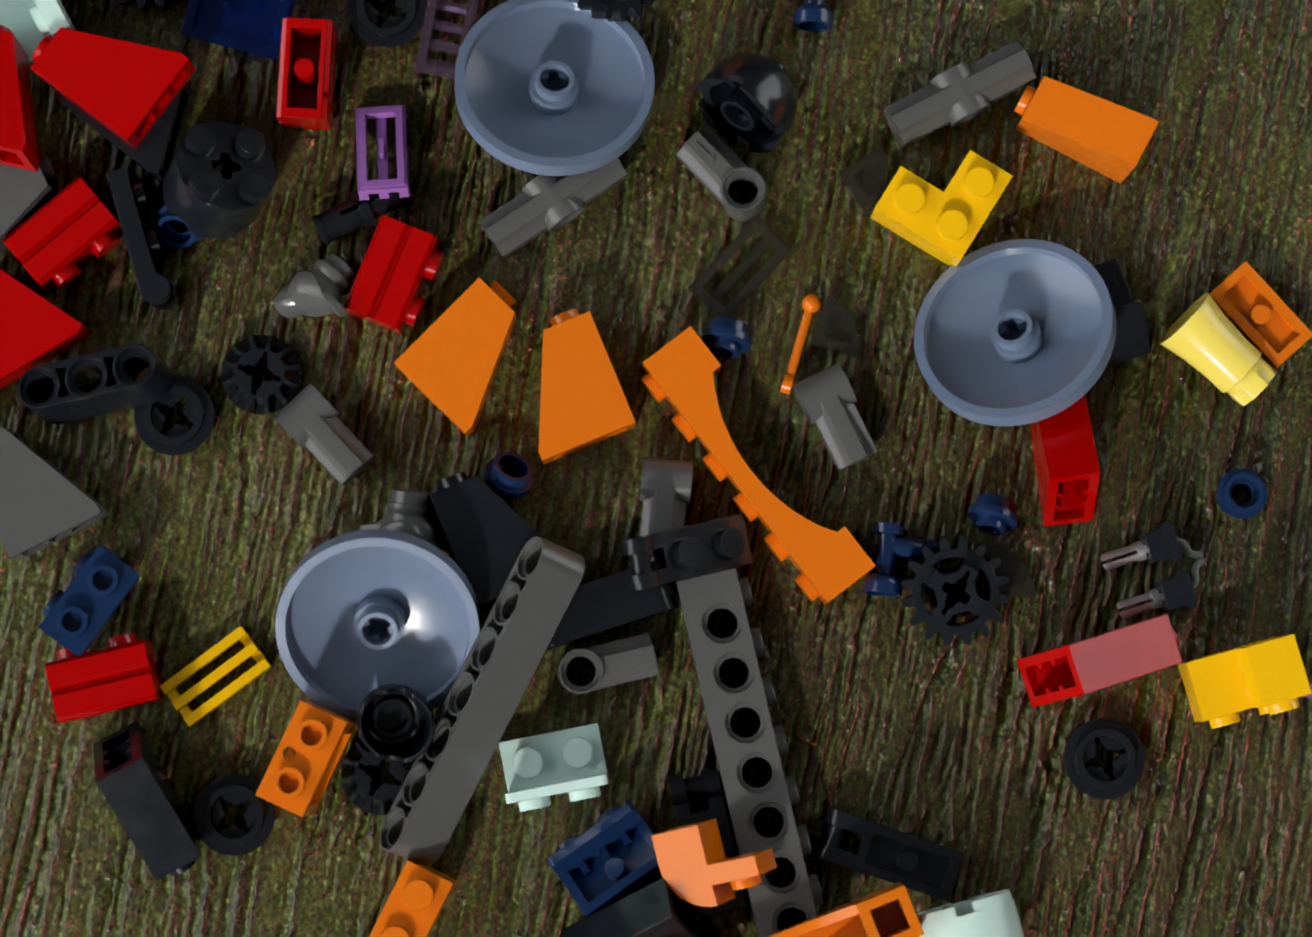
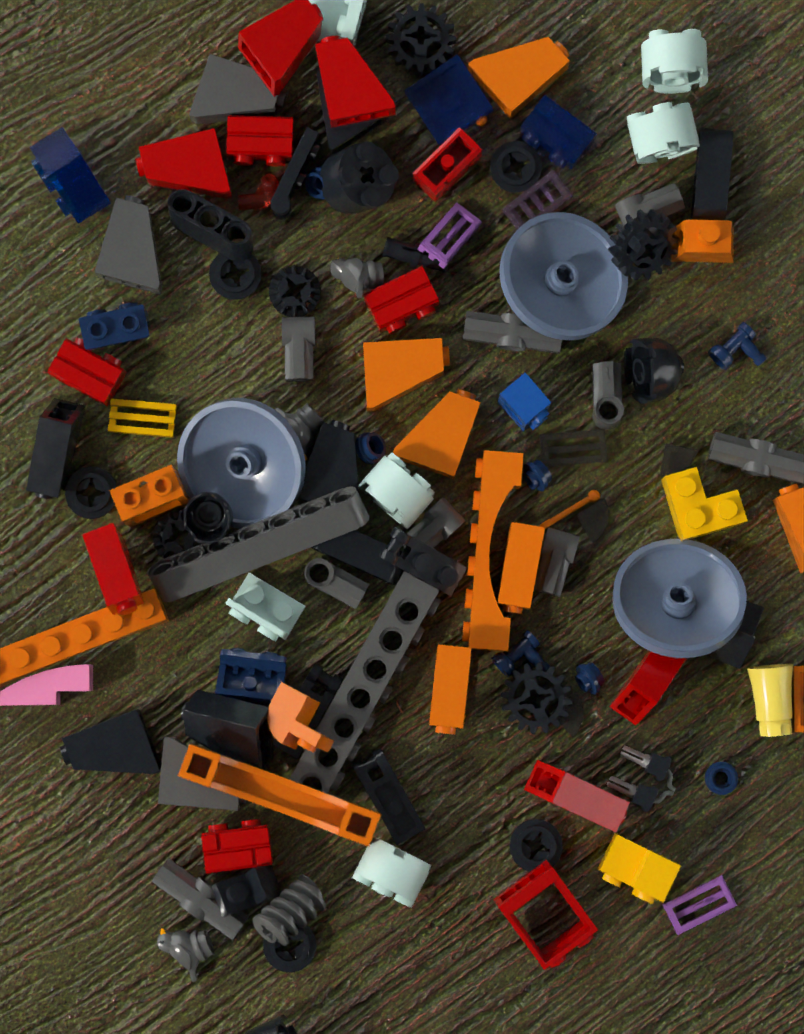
camera: 45 degrees right, 0 degrees up
(125, 296) = (263, 195): none -> clear red arm
(342, 881) = (113, 569): none -> red slope
(585, 497) = (397, 491): none -> light aqua brick
(641, 266) = (525, 403): none -> blue brick
(803, 458) = (520, 567): none -> orange slope
(849, 669) = (450, 688): none -> orange window
(1141, 819) = (528, 888): none -> red window

